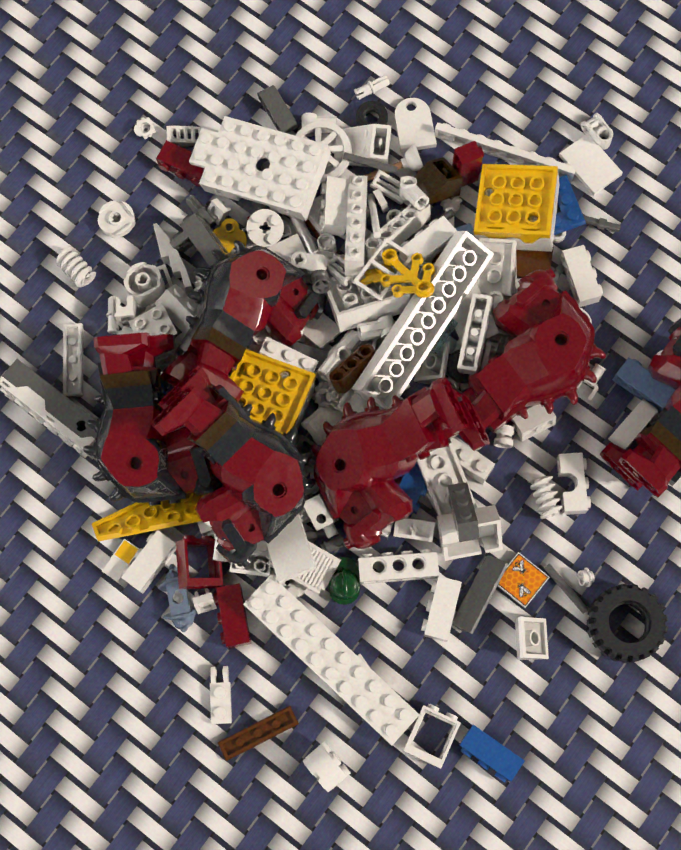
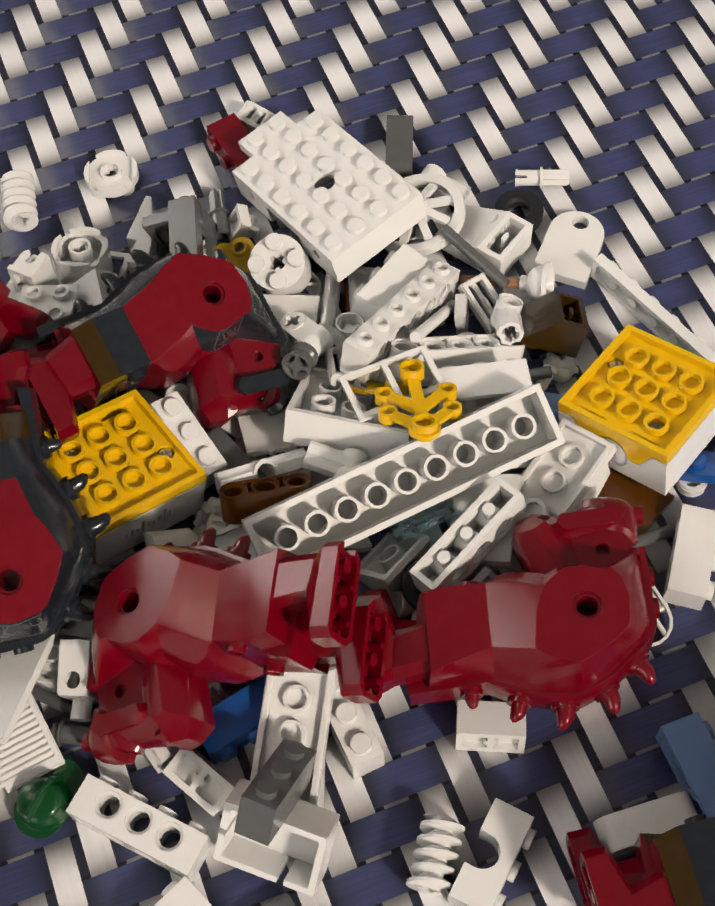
camera: 30 degrees right, 15 degrees down
(142, 125) = (221, 93): white animal -> none
(468, 162) = (608, 314): dark red brick -> none
(504, 437) = (429, 724): white wheel -> none
(598, 371) = (628, 713): white piece -> none

